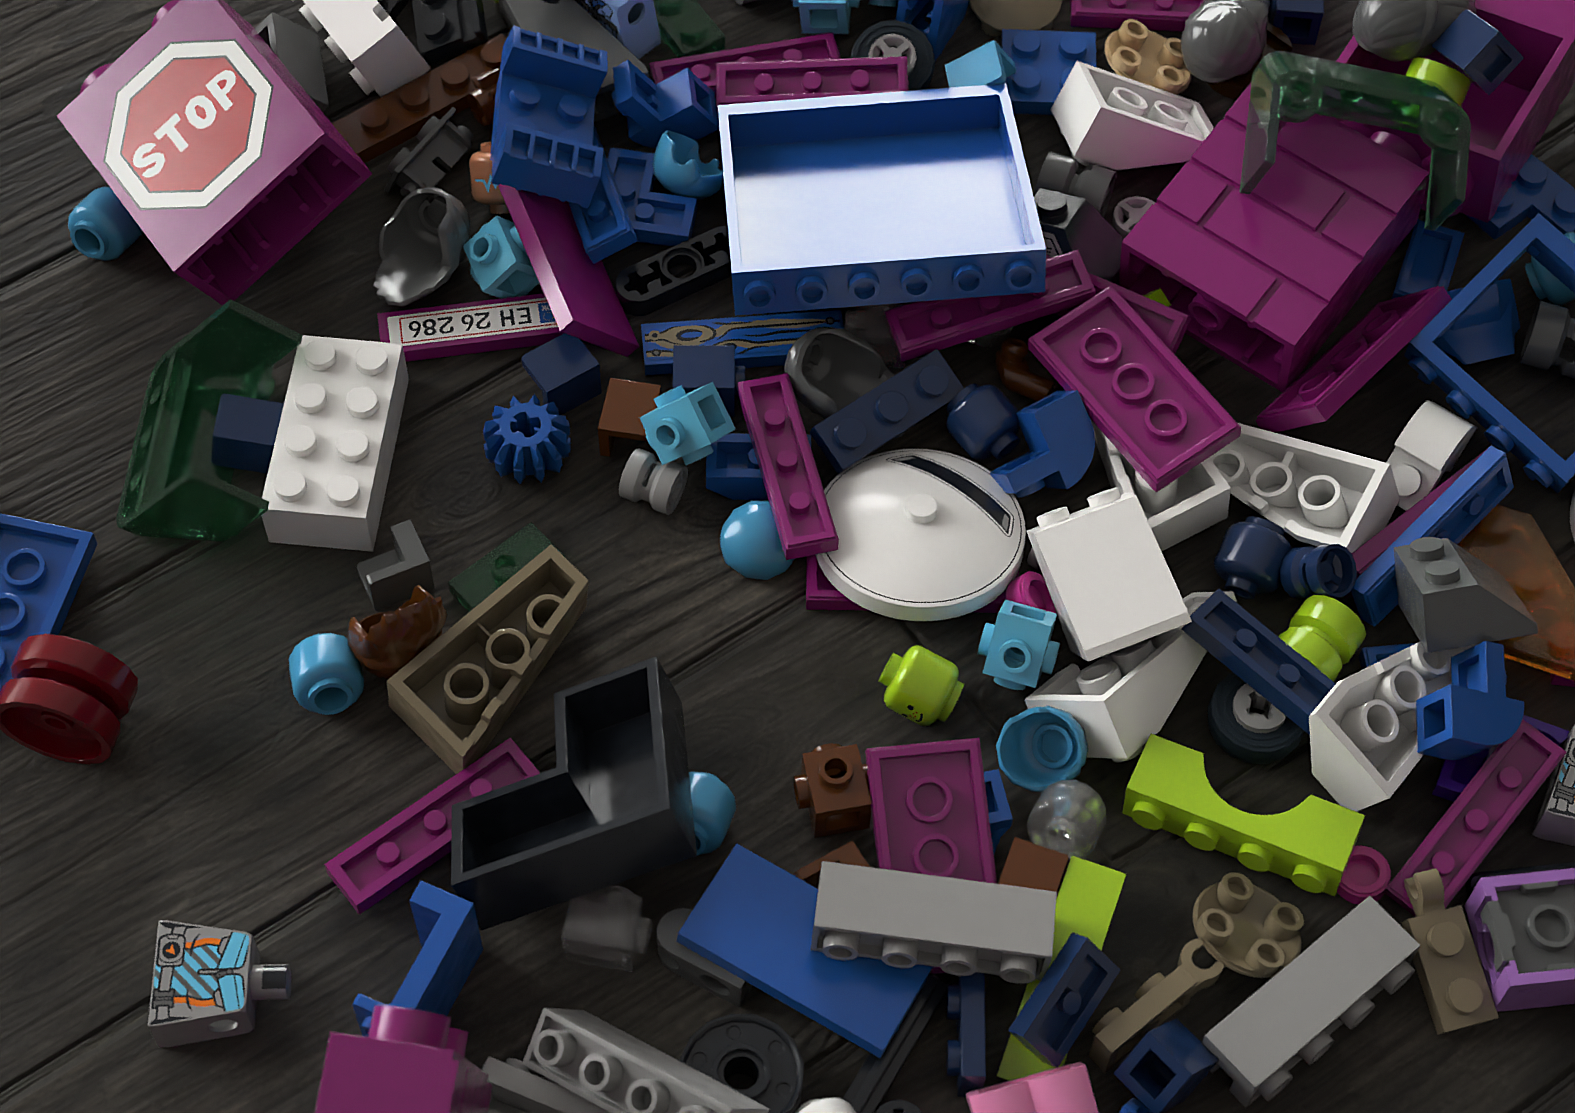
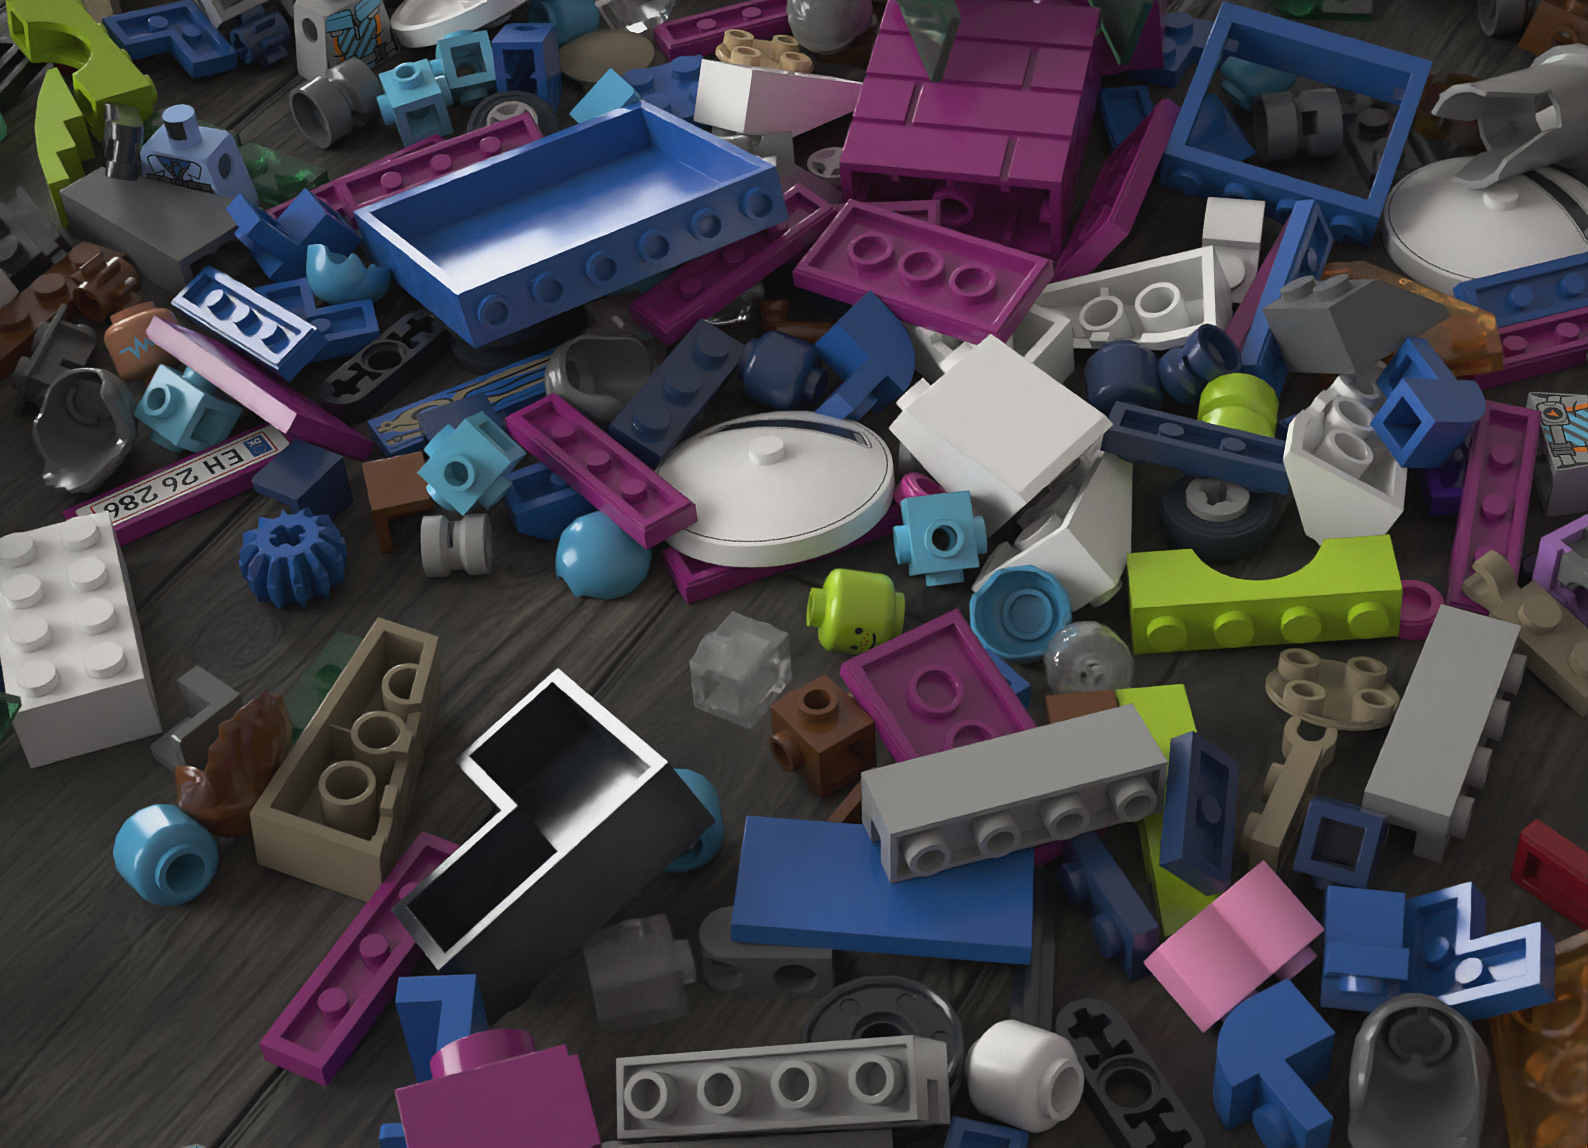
camera: 20 degrees left, 15 degrees down
(547, 117) = (171, 262): blue plate -> none
(809, 696) = (740, 669): none -> clear brick

